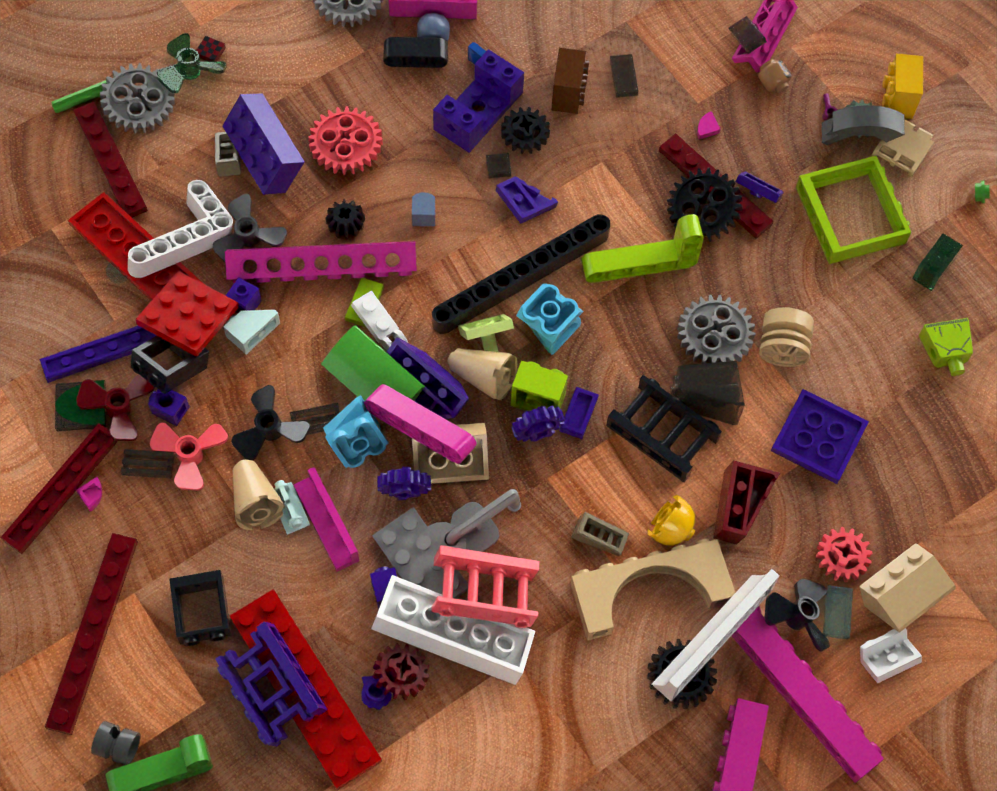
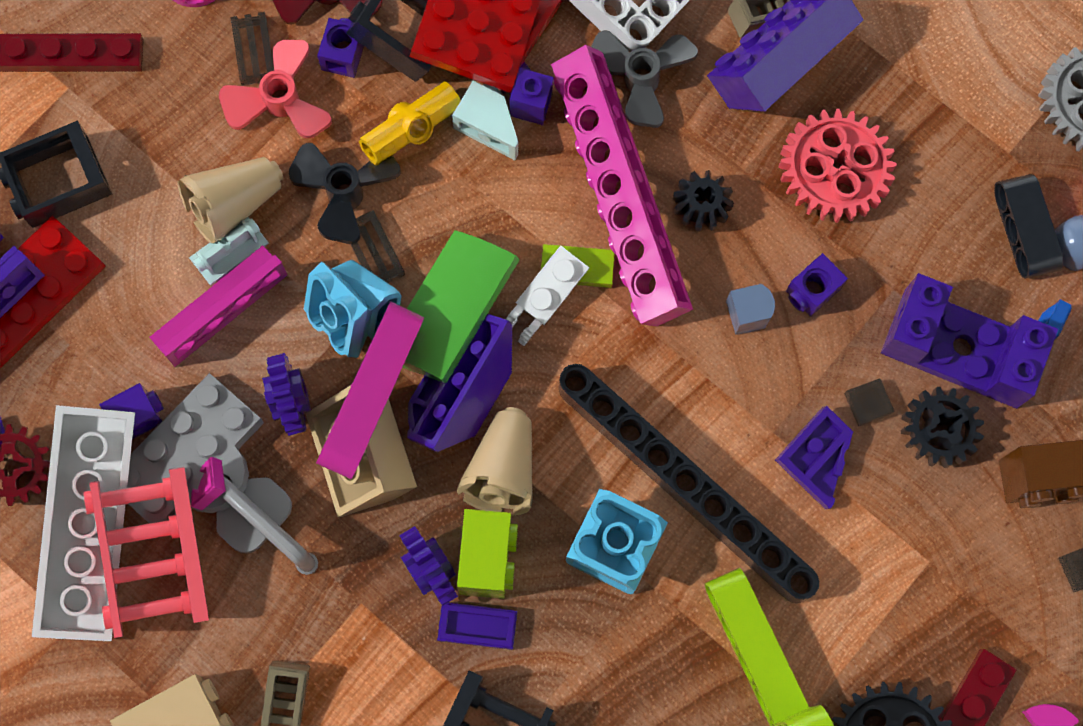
camera: 75 degrees right, 10 degrees up
(238, 373) = (410, 123): none -> yellow piece
(416, 164) = (826, 275): none -> dark purple brick
(450, 538) = (210, 485): none -> dark pink tile
(486, 330) = (568, 450): yellowish green tile -> none

